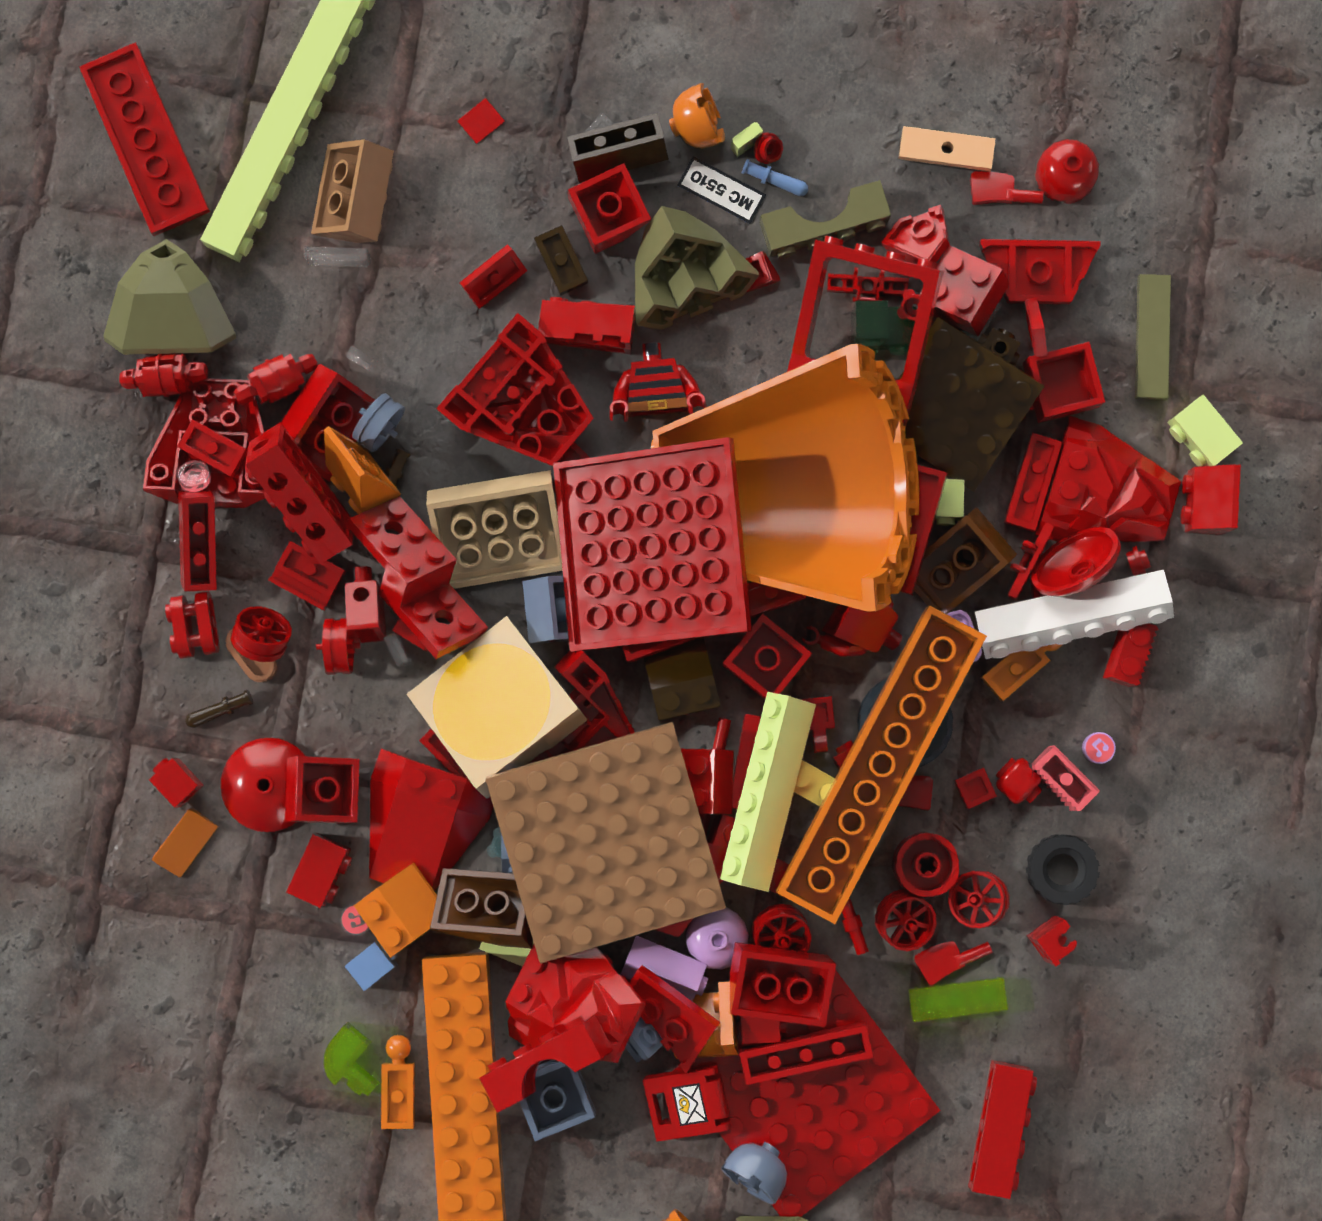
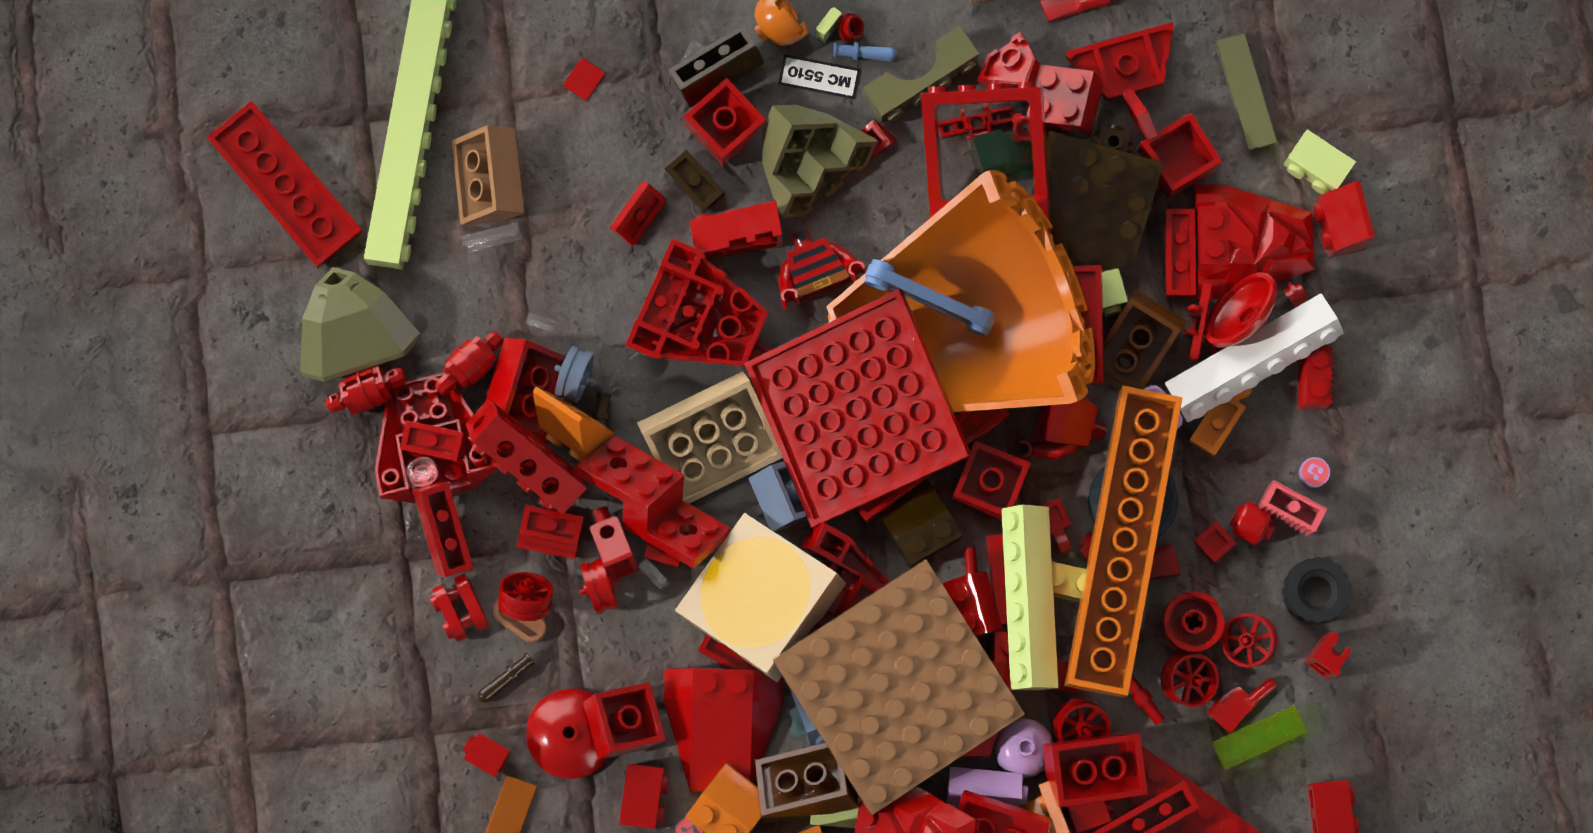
camera: 15 degrees left, 5 degrees down
(716, 419) = (977, 319): none -> medium blue piece

